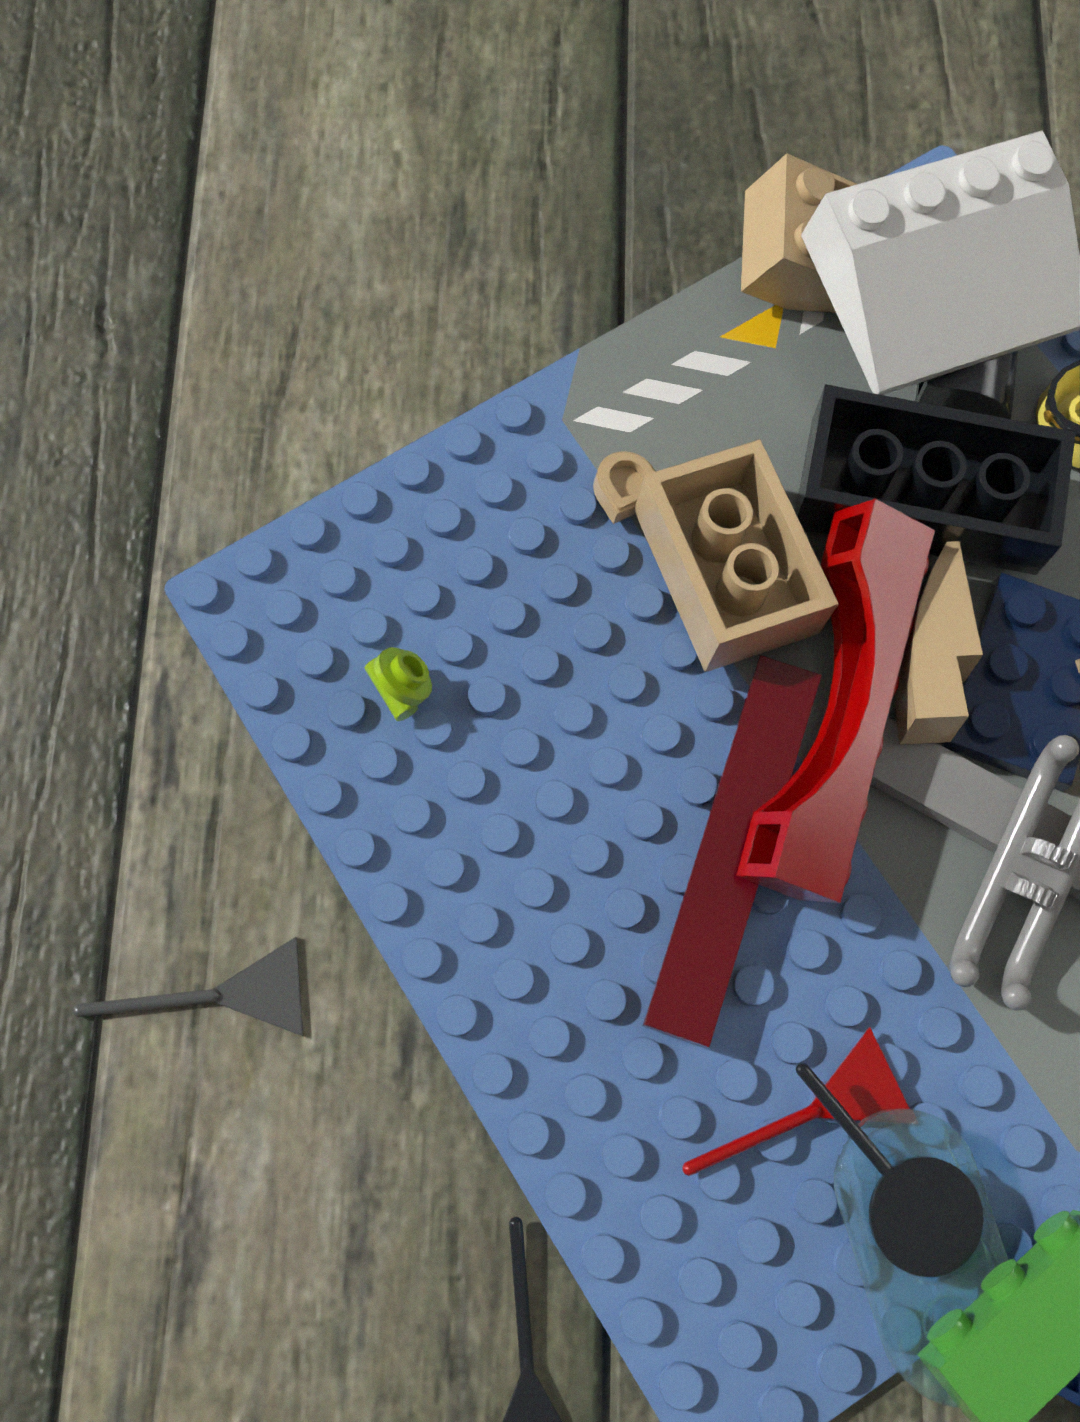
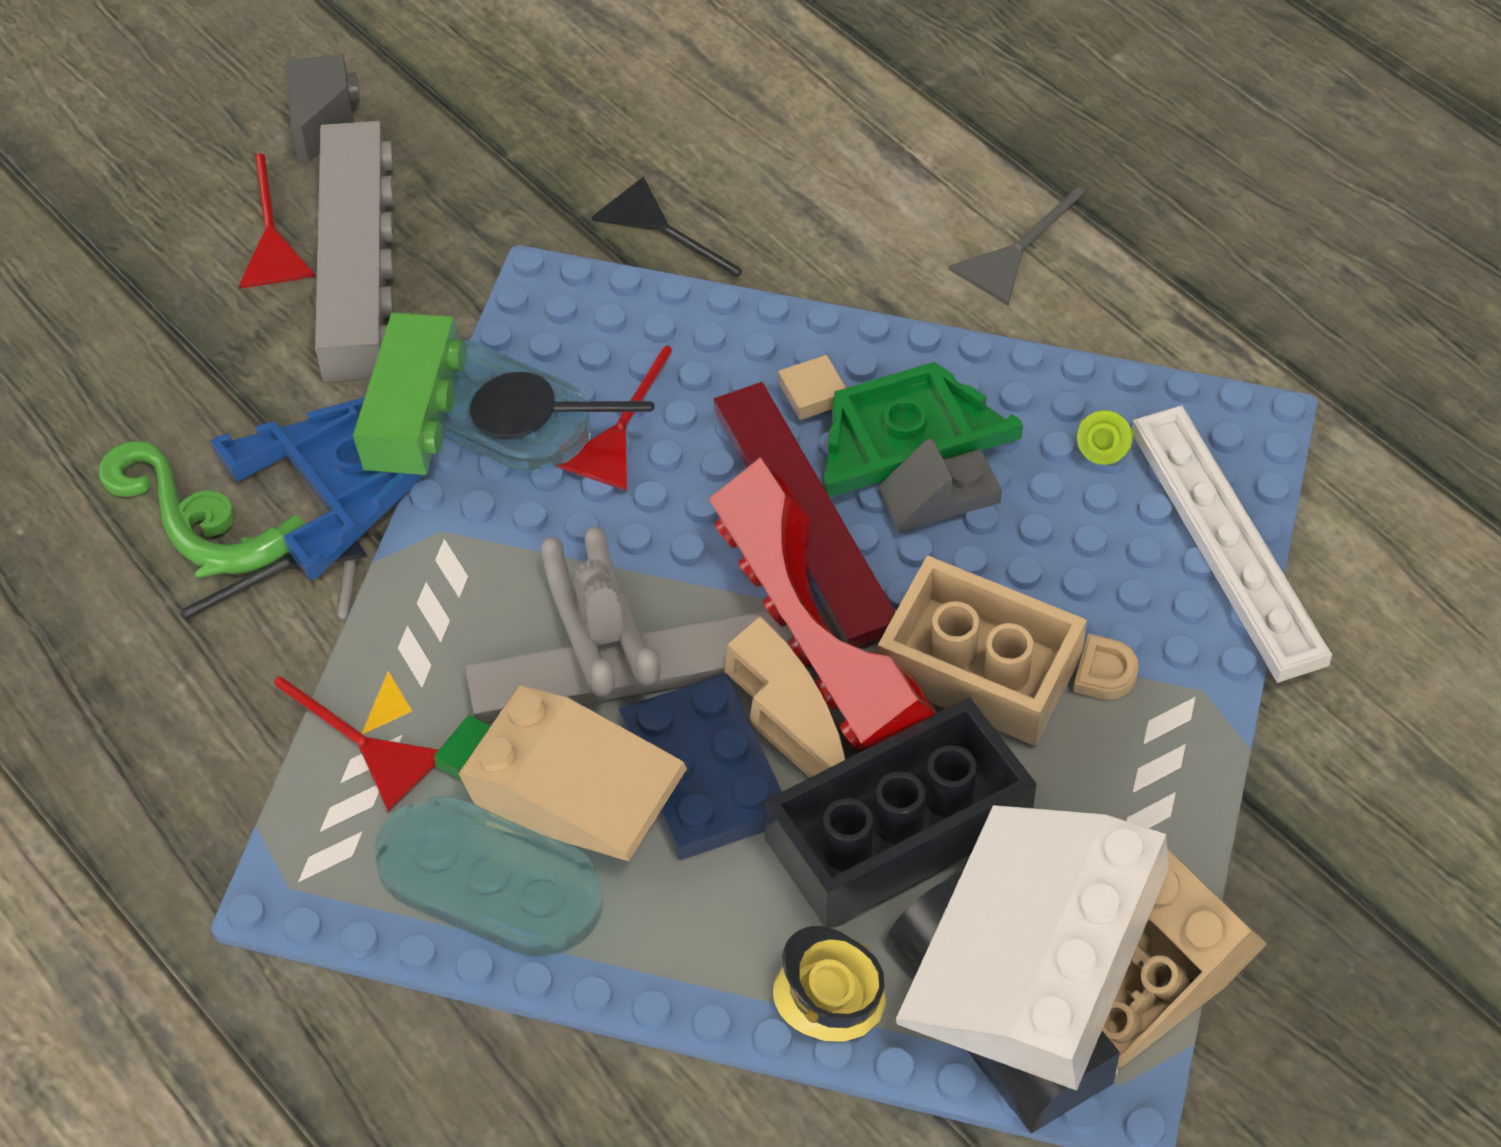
camera: 140 degrees right, 20 degrees down
(404, 511) = (1231, 545): none -> white tile
(560, 847) = (892, 416): none -> green wing
(593, 760) = (936, 489): none -> dark grey slope
(595, 980) = (810, 386): none -> tan tile

